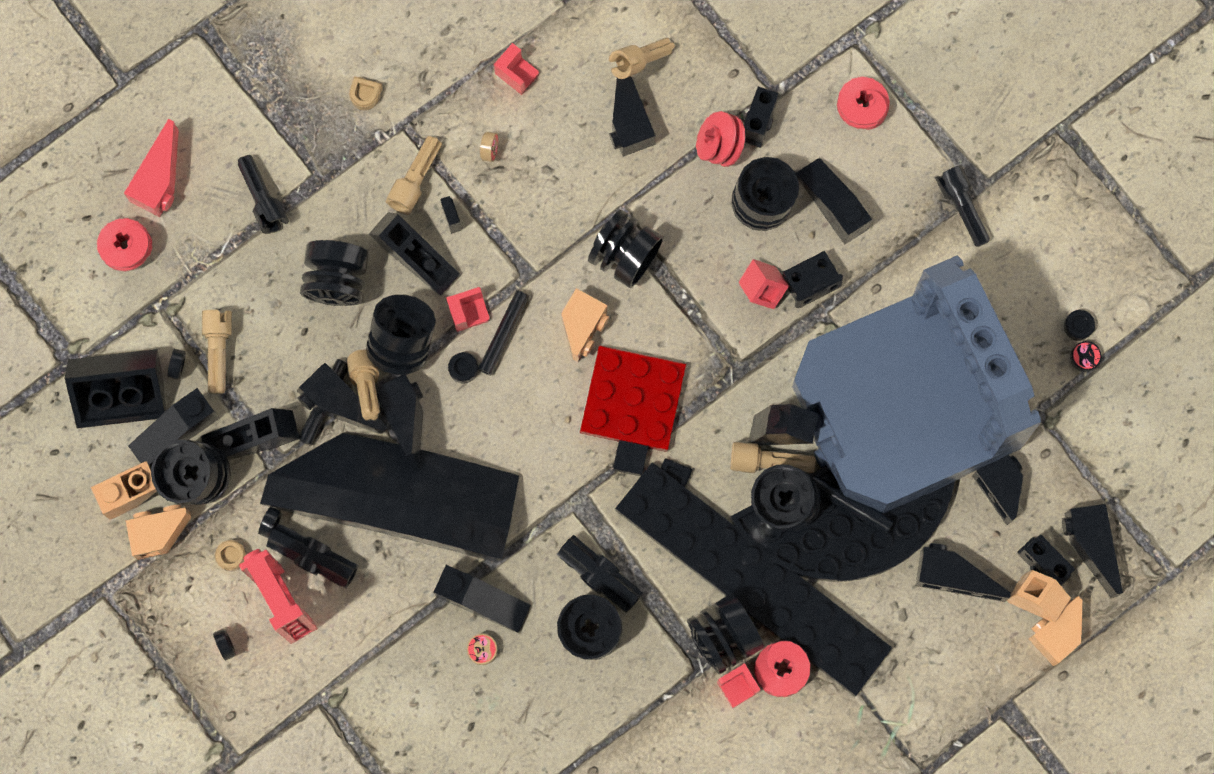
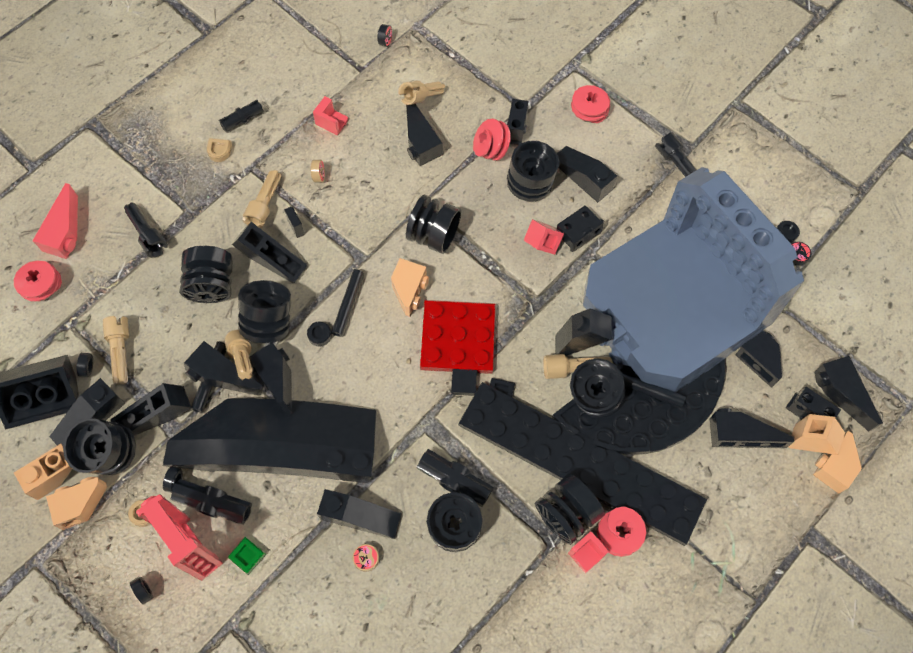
camera: 10 degrees left, 10 degrees down
(346, 624) = (246, 555): none -> green tile
(399, 49) = (241, 115): none -> black pin
(468, 309) = (316, 288): coral panel -> none

